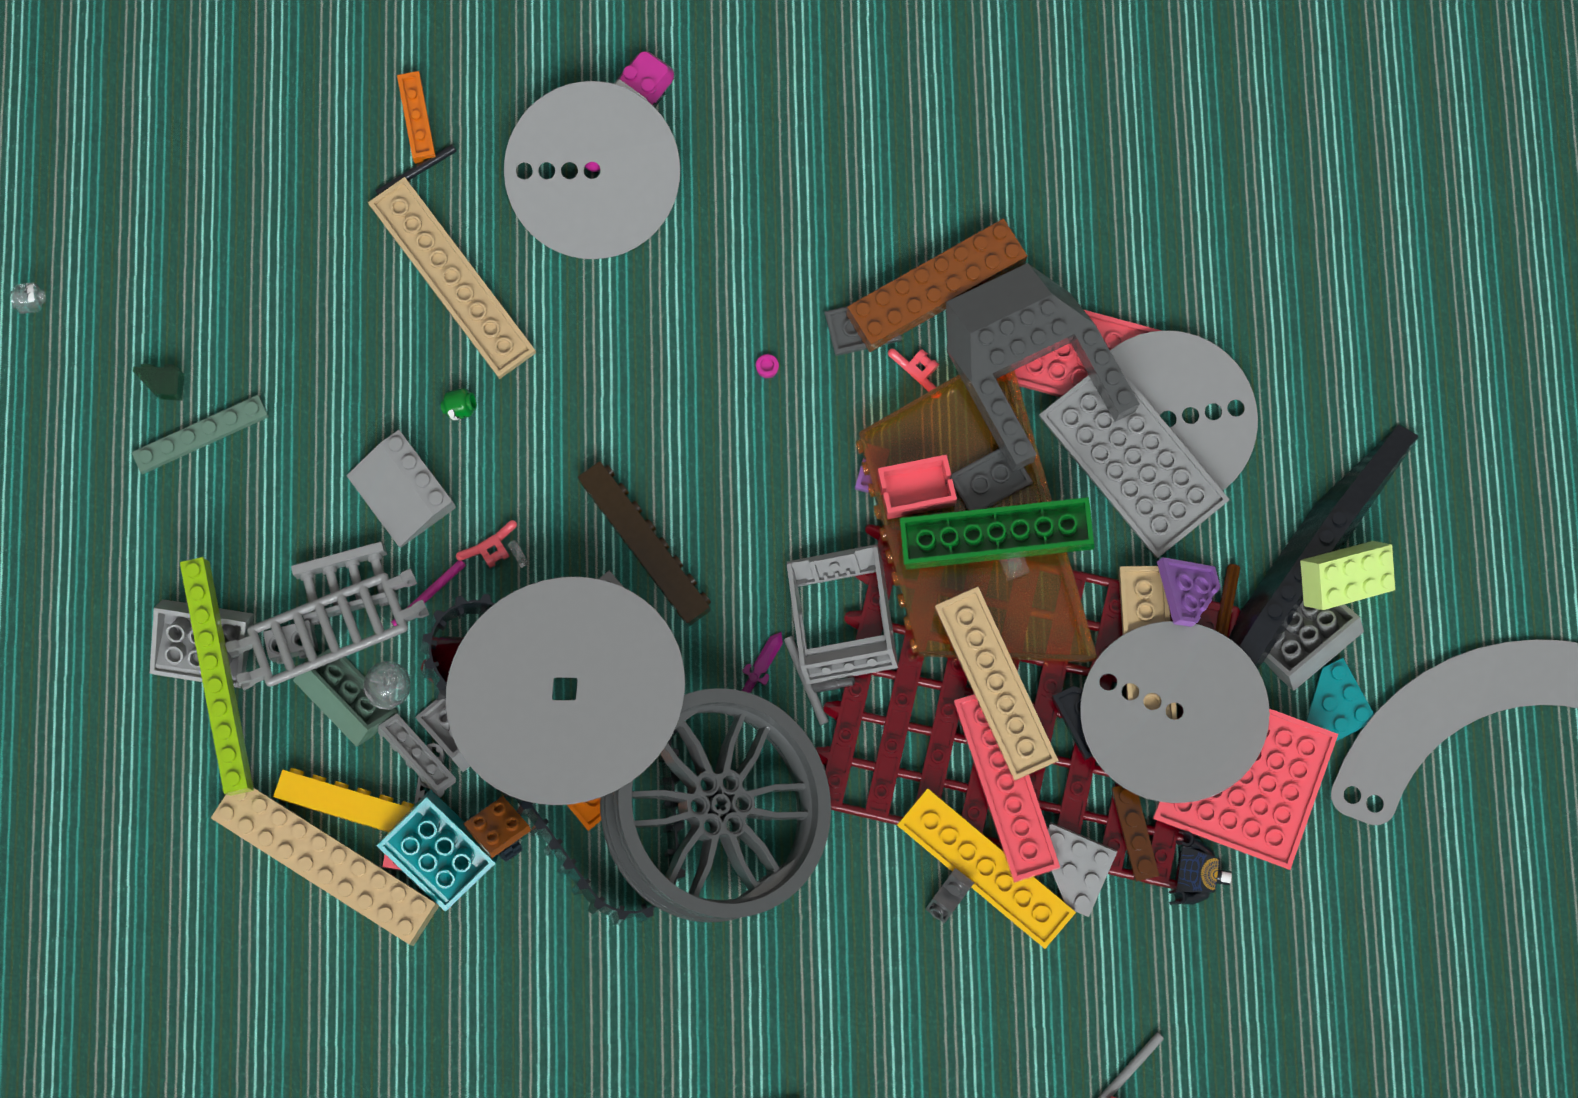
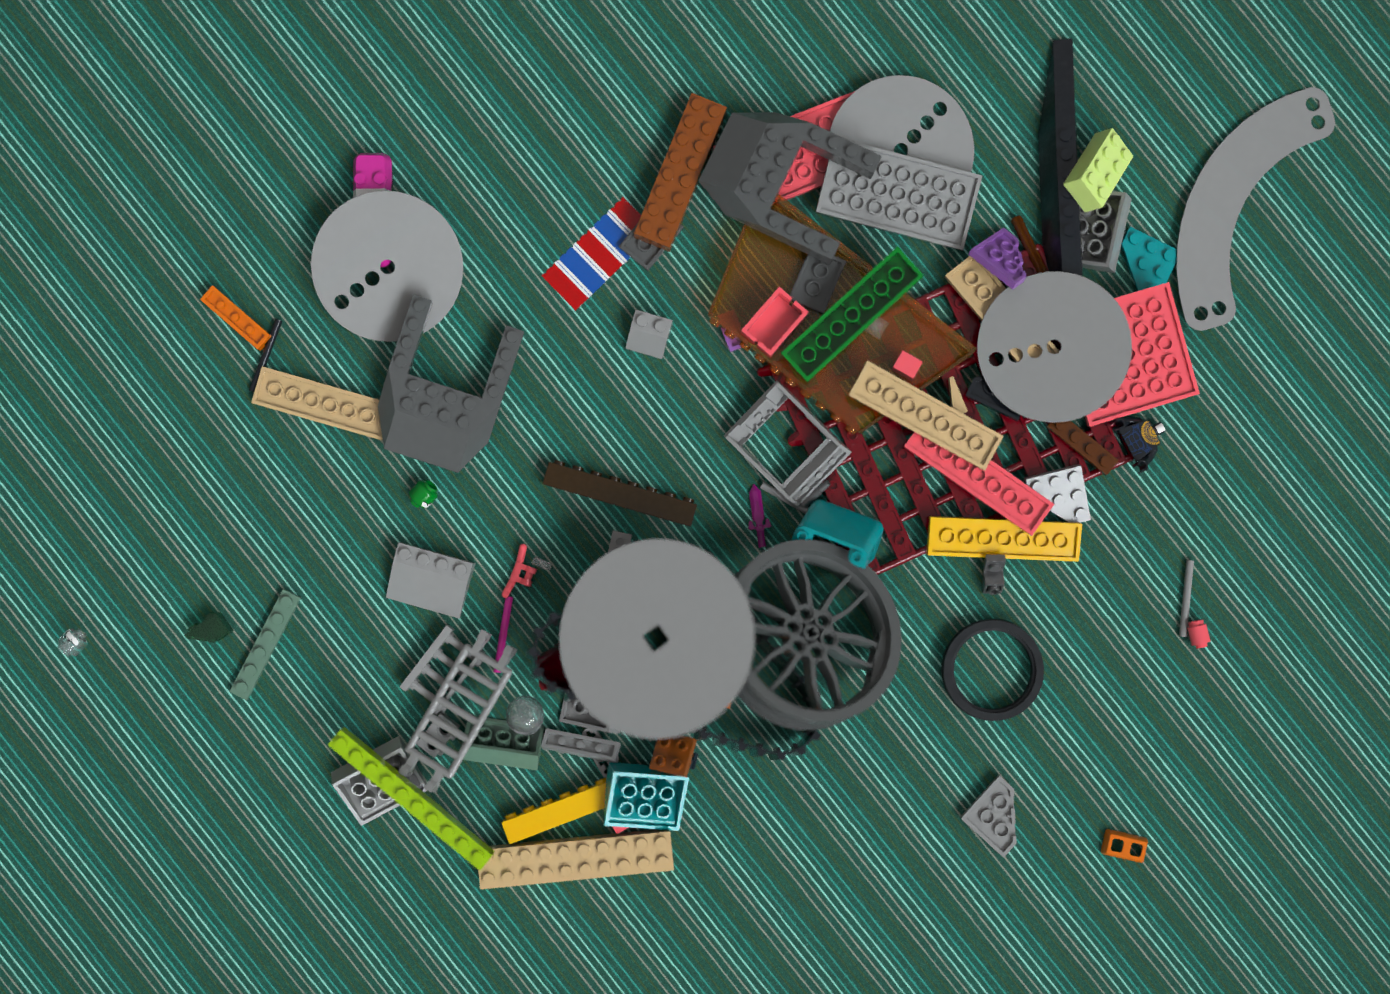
camera: 45 degrees left, 10 degrees up
(525, 344) = (433, 419): none -> dark grey wedge
(767, 366) = (608, 312): dark pink tile -> none
(789, 413) = (649, 334): none -> light grey slope
(793, 305) = (594, 256): none -> sticker
(843, 747) = (844, 527): none -> teal windscreen
(912, 369) = (707, 242): coral piece -> none
(930, 976) = (1036, 674): none -> black tyre
(1015, 623) = (906, 365): none -> coral panel
(1039, 694) = (956, 399): none -> tan slope

